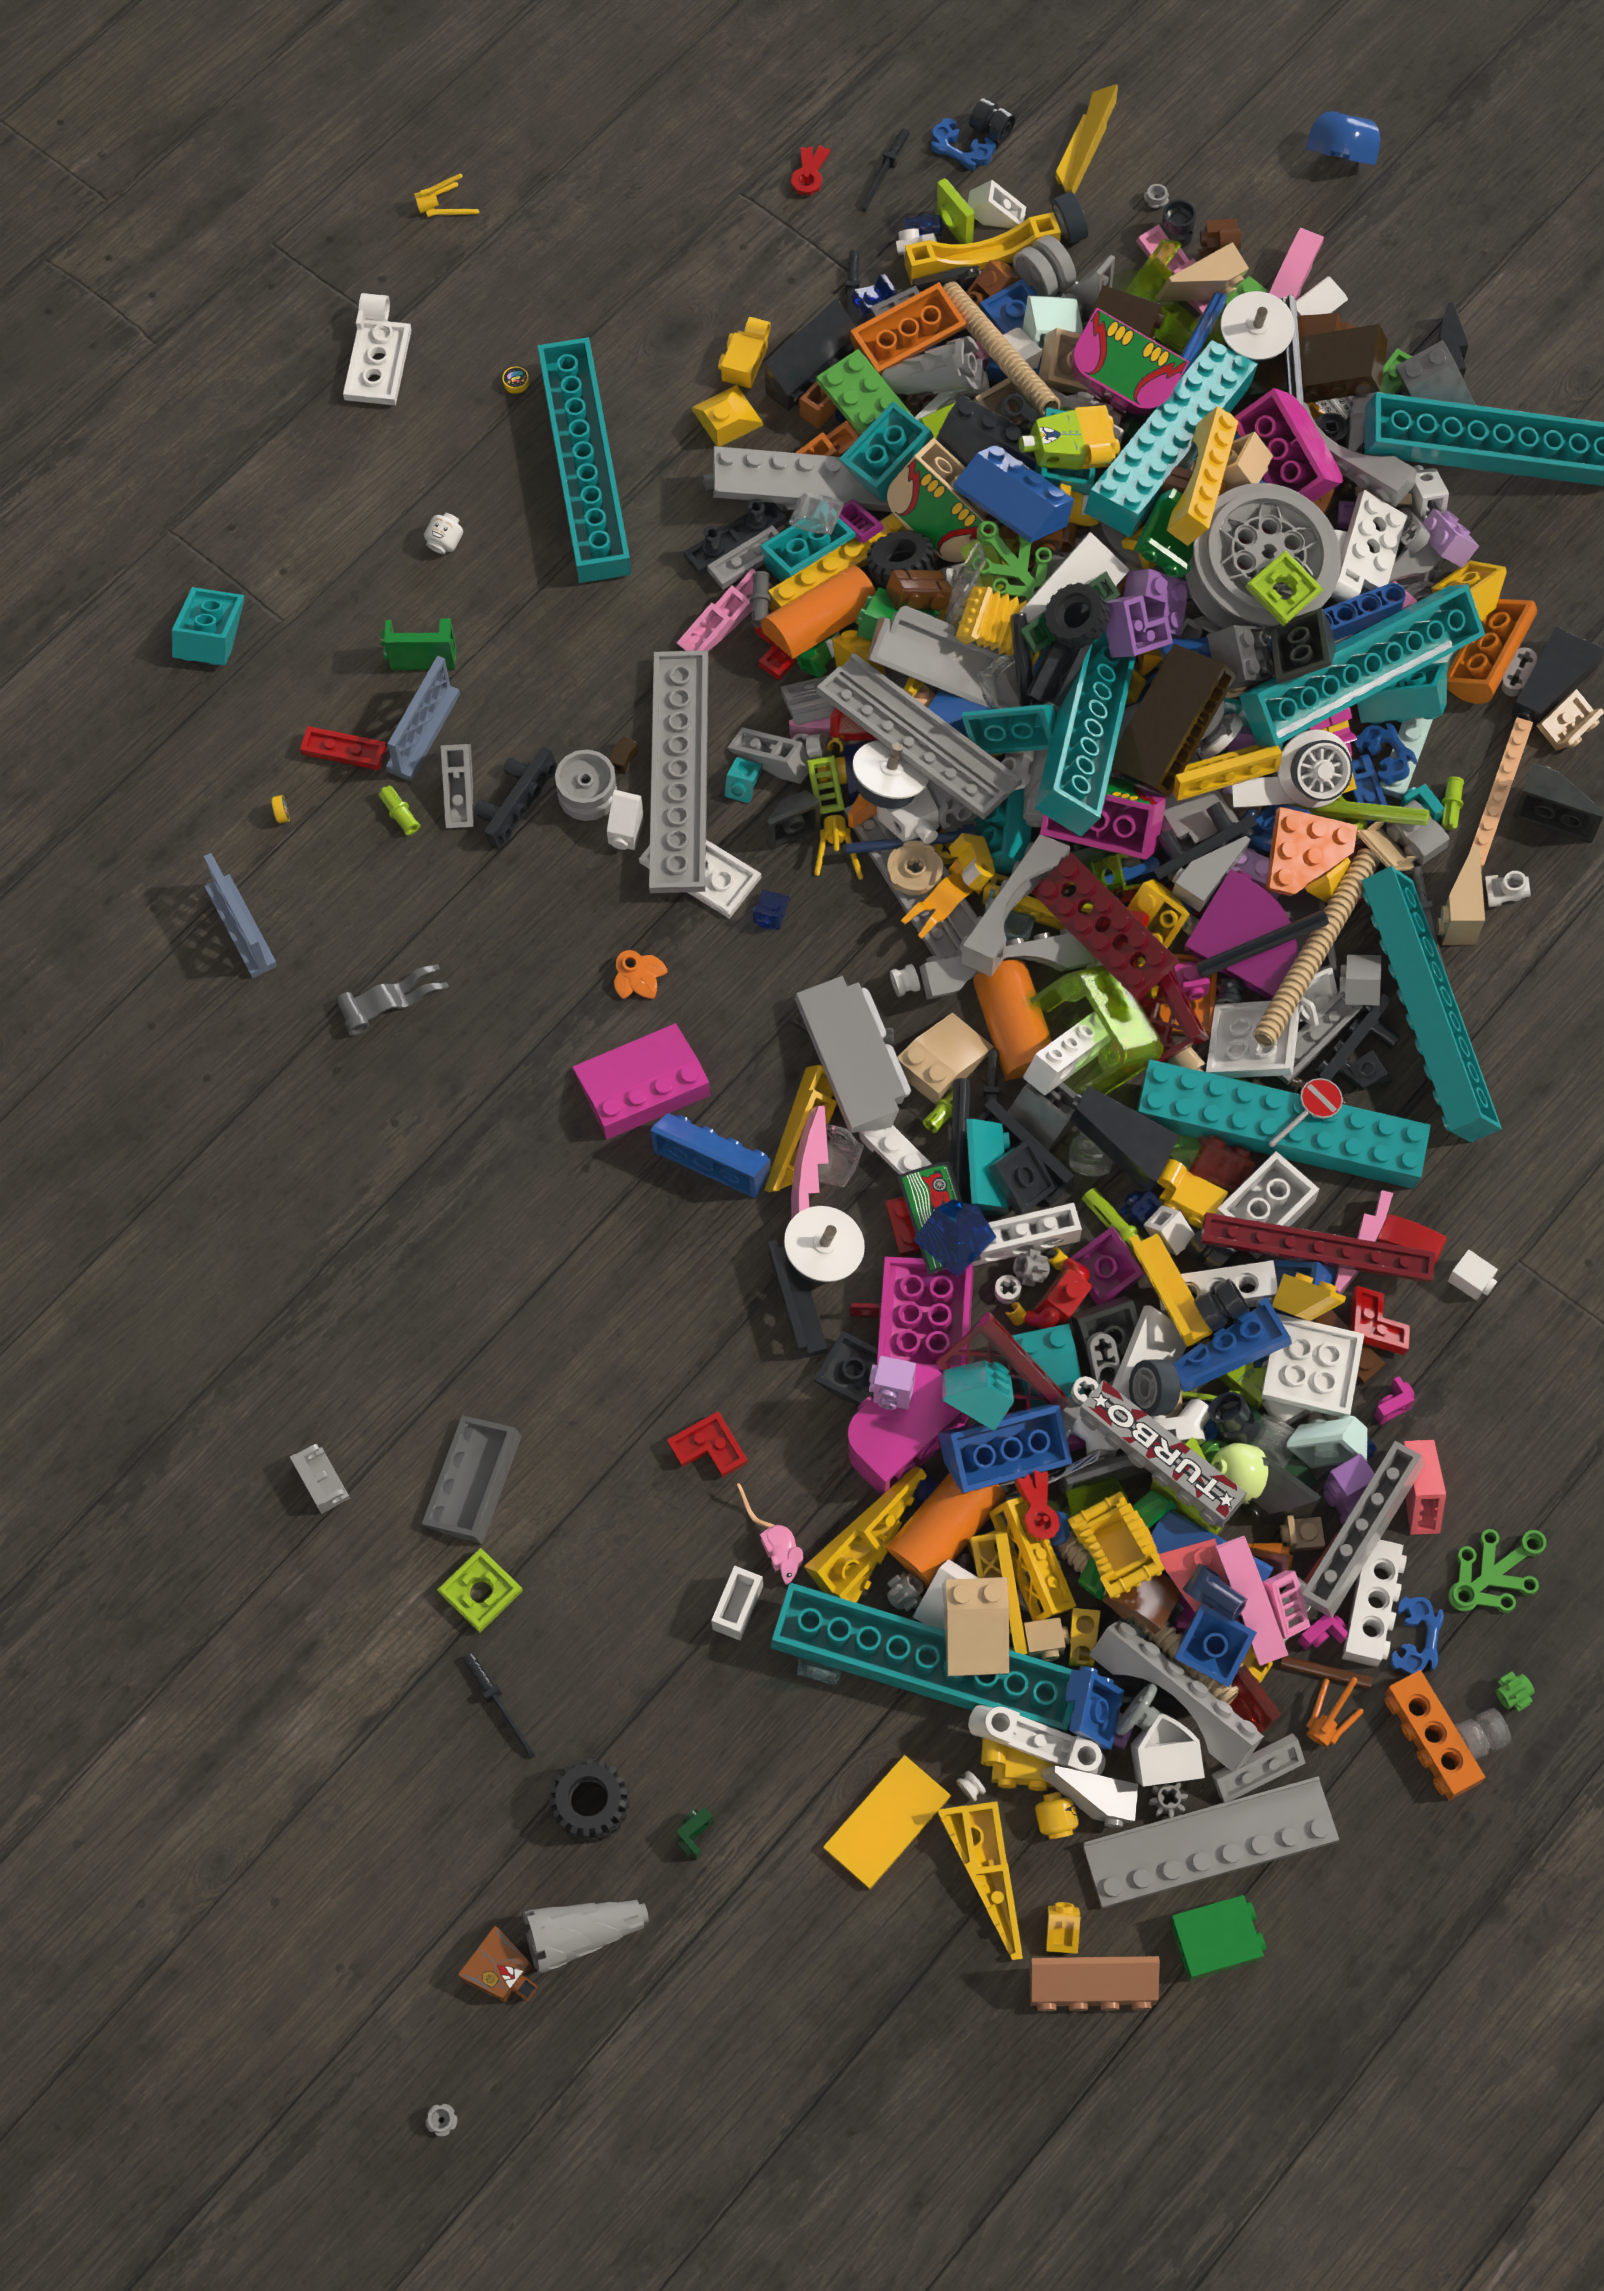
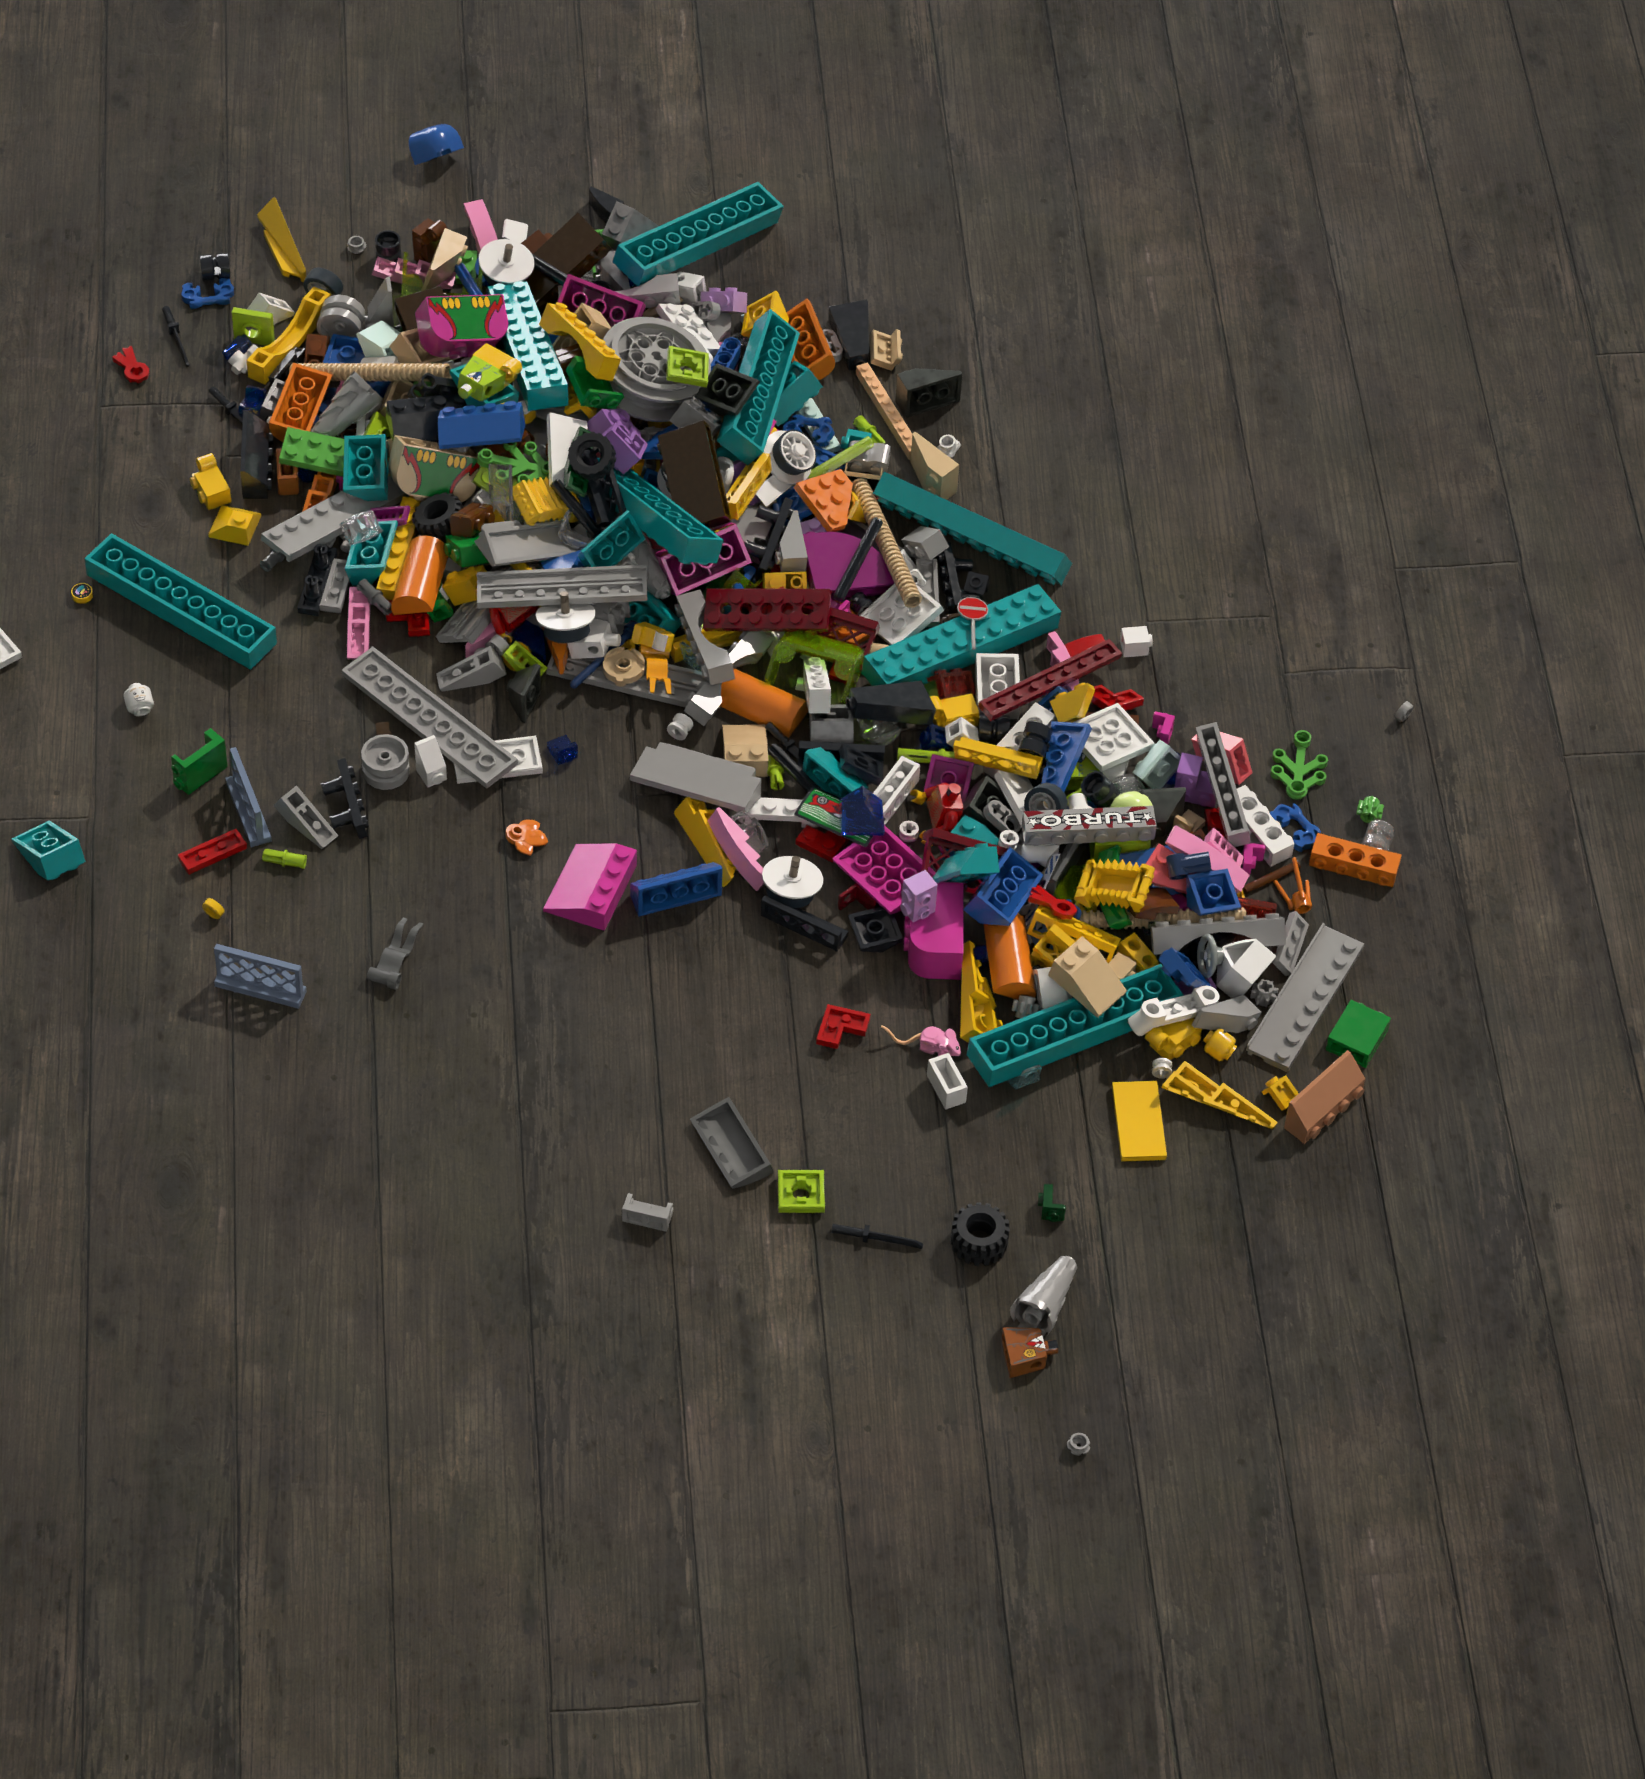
camera: 50 degrees left, 15 degrees down
(742, 779) = (470, 696): teal bracket -> none
(835, 832) = (554, 685): yellow plant -> none
(1031, 1267) = (908, 804): light grey gear -> none

